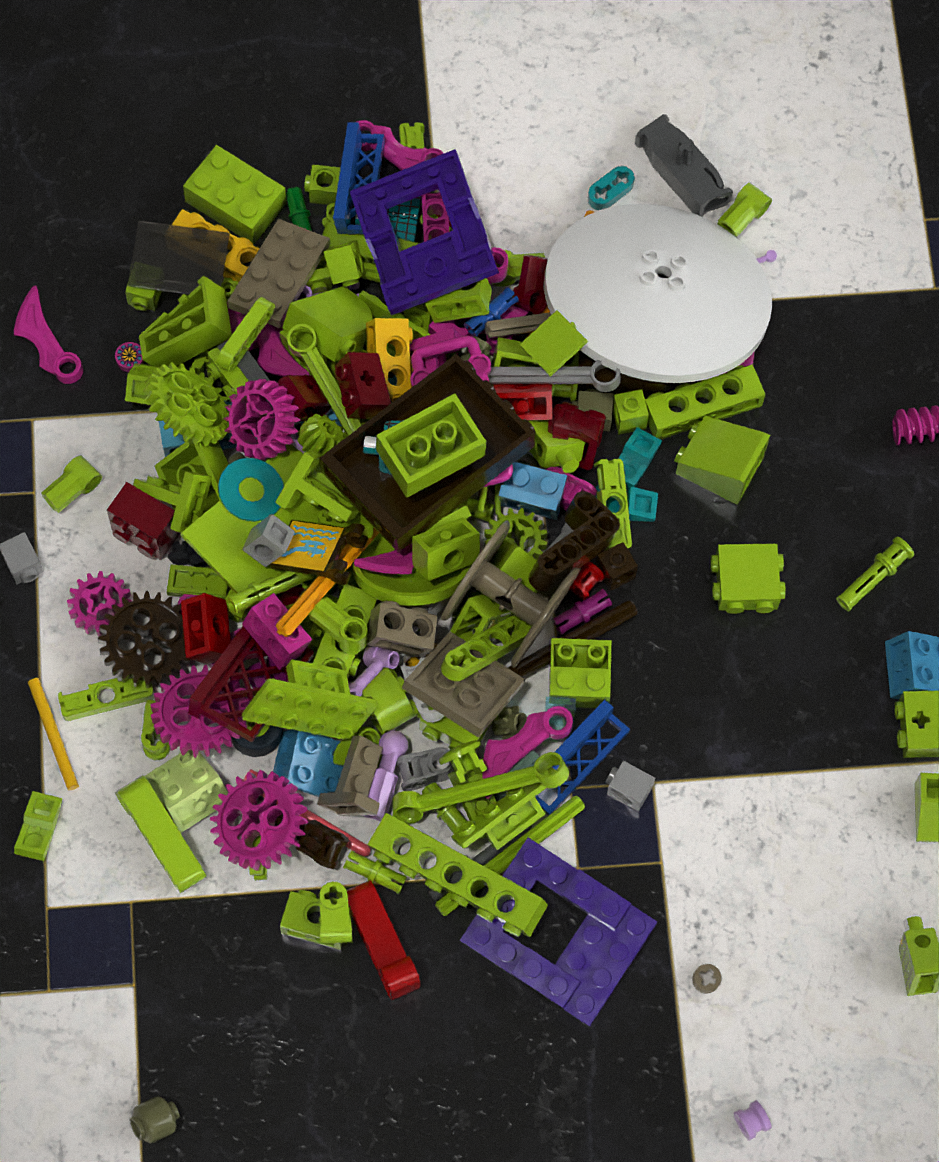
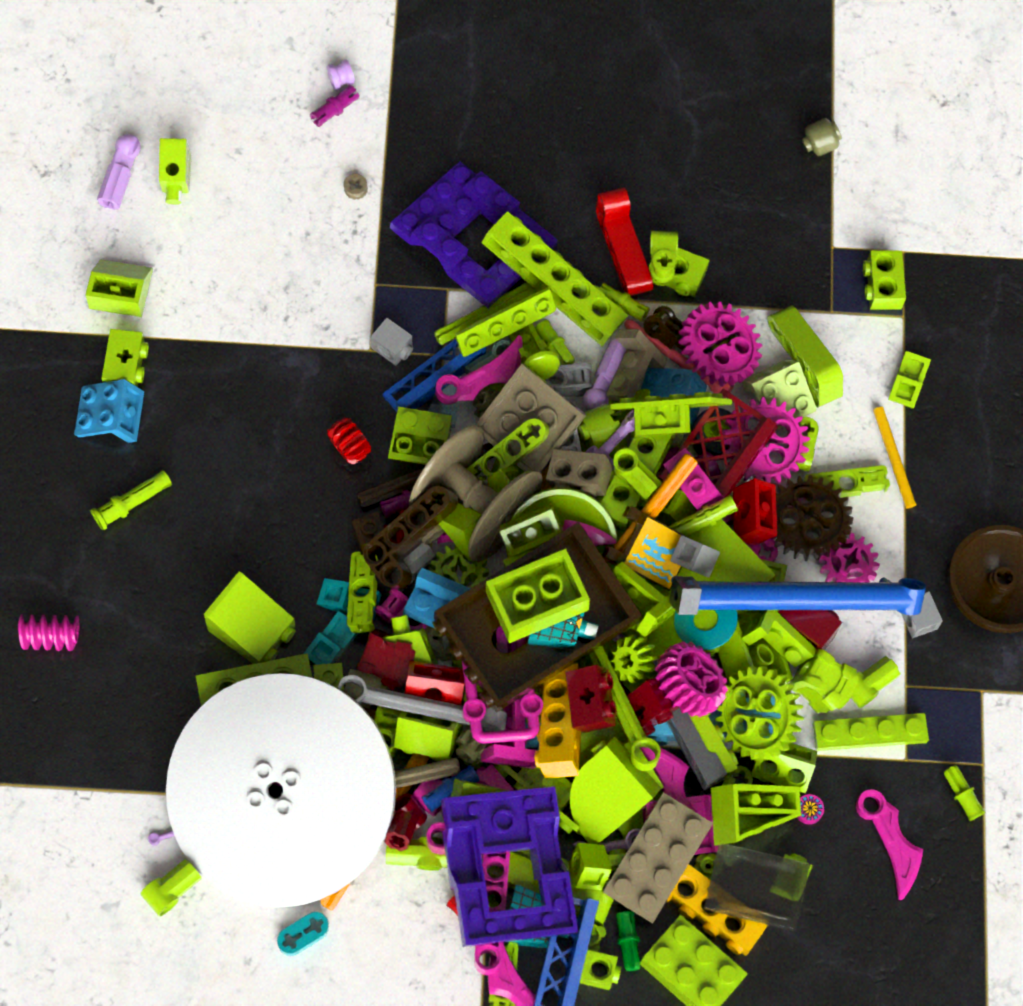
camera: 175 degrees left, 0 degrees up
(63, 941) = (889, 280): none -> lime brick
(70, 439) = (870, 732): none -> lime plate
(117, 463) = (825, 682): none -> lime piece
(245, 334) = (699, 773): lime beam -> none
(267, 482) = (691, 595): none -> blue piece
(410, 805) = (524, 337): lime piece -> none
(553, 343) = (397, 724): lime piece -> none
(656, 659) = (349, 440): none -> red gear
(683, 166) = (224, 945): dark grey piece -> none
(748, 577) = (250, 506): lime brick -> none
(751, 1078) = (334, 106): none -> magenta pin

